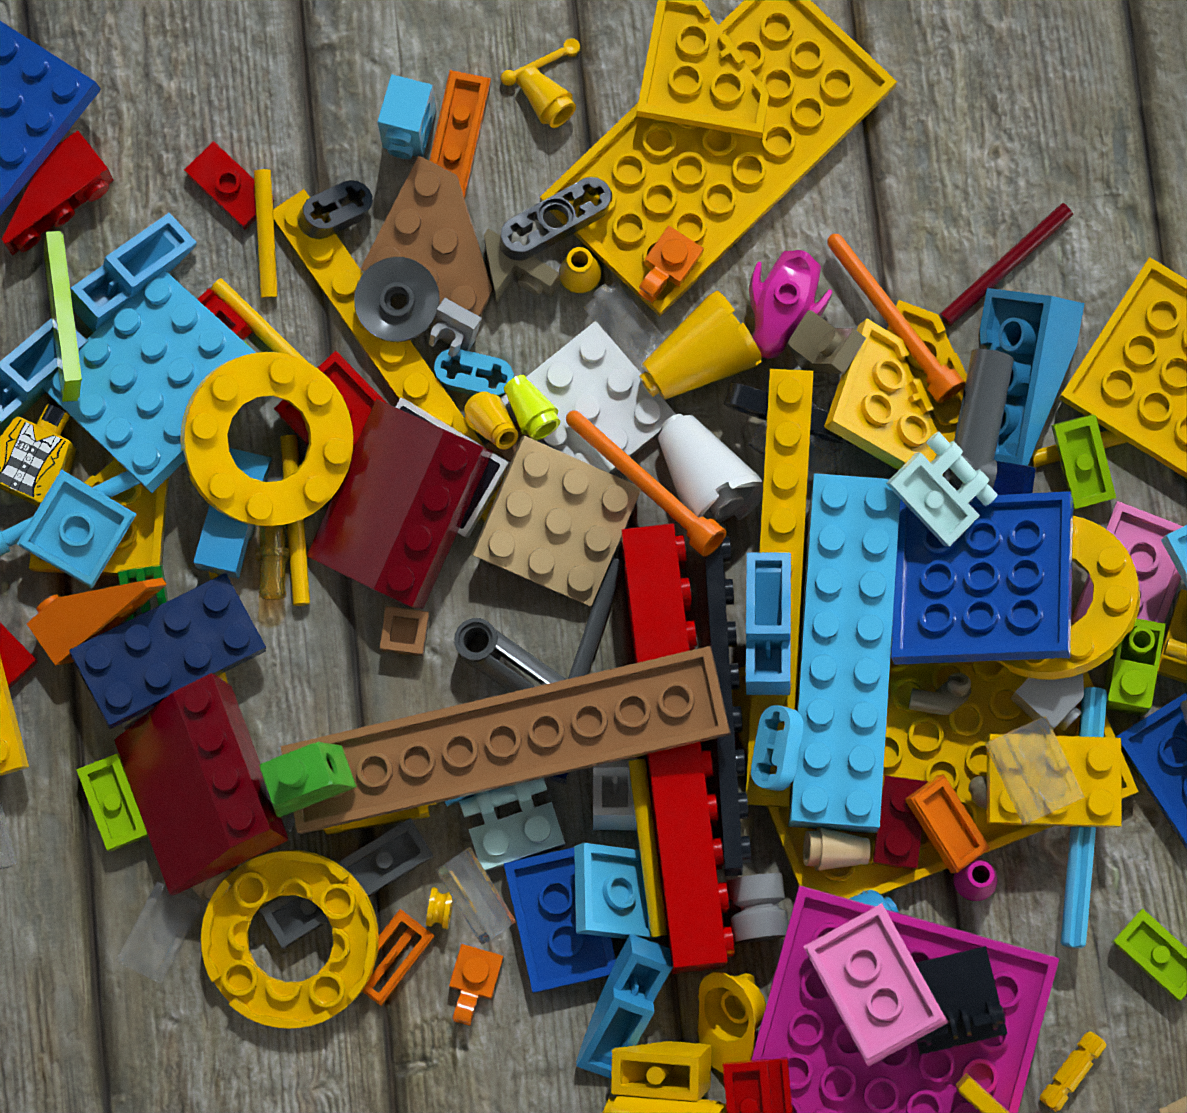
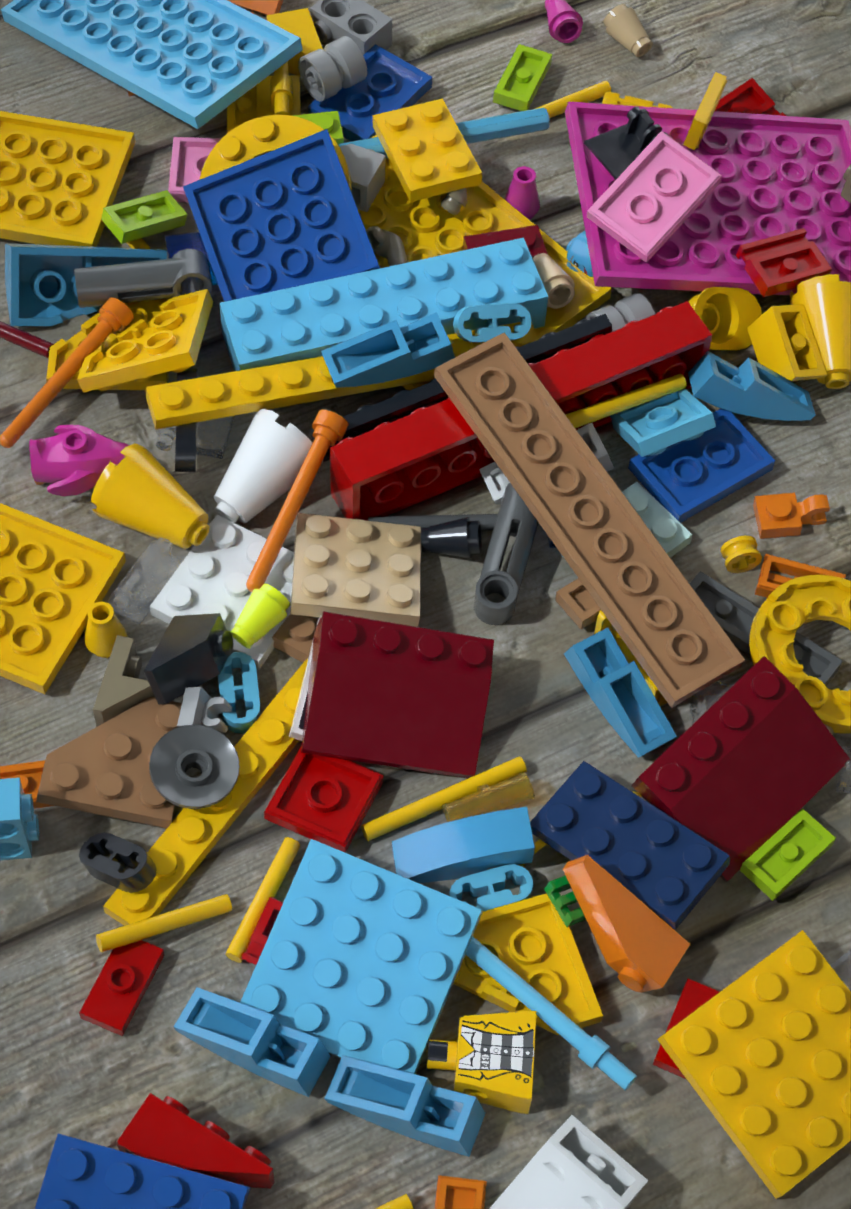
camera: 115 degrees left, 20 degrees down
(62, 316) = (329, 1077): lime tile -> none
(76, 529) = (547, 973): medium azure tile -> none
(175, 522) = (490, 882): none -> medium azure beam
(207, 447) = (377, 863): yellow plate -> none
(305, 776) = (704, 652): bright green torso -> none
(330, 716) = (620, 692): none -> dark azure slope
(404, 631) = (512, 665): medium nougat plate -> none
(475, 895) = (718, 527): clear tile -> none
(490, 418) = (283, 649): yellow cone -> none
(515, 330) = (188, 655): none -> black slope
(523, 222) = (71, 669): black beam -> none
(565, 633) = (453, 538): none -> black cone
(671, 261) = (72, 551): orange plate -> none
(822, 347) = (114, 402): dark tan slope -> none
(933, 497) = (217, 269): light aqua plate -> none
(947, 823) = (492, 212): orange tile -> none
(1034, 770) = (430, 142): clear plate -> none
(1109, 987) = (586, 96): none -> yellow bar

